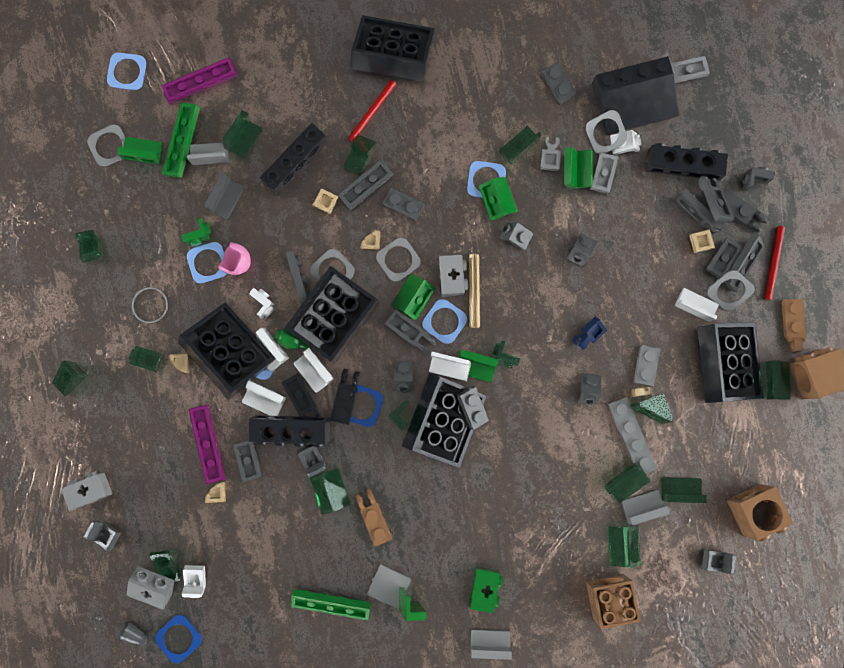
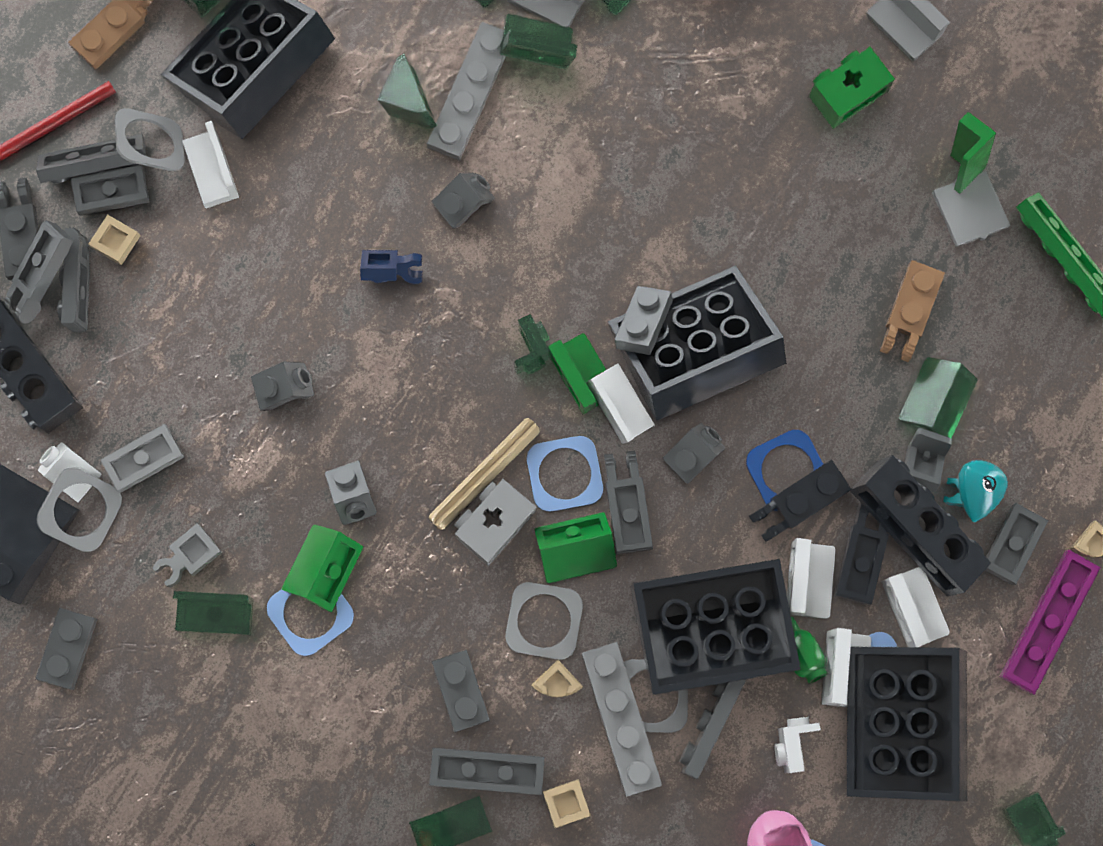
camera: 140 degrees left, 5 degrees down
(181, 362) = (986, 772): tan tile -> none
(280, 467) = (980, 488): none -> teal piece
(335, 250) = (621, 719): none -> light grey plate
(397, 418) = (758, 404): clear green panel -> none
(578, 168) = (170, 498): green panel -> none
(640, 391) = (402, 131): tan tile -> none
(646, 365) = (358, 157): light grey plate -> none

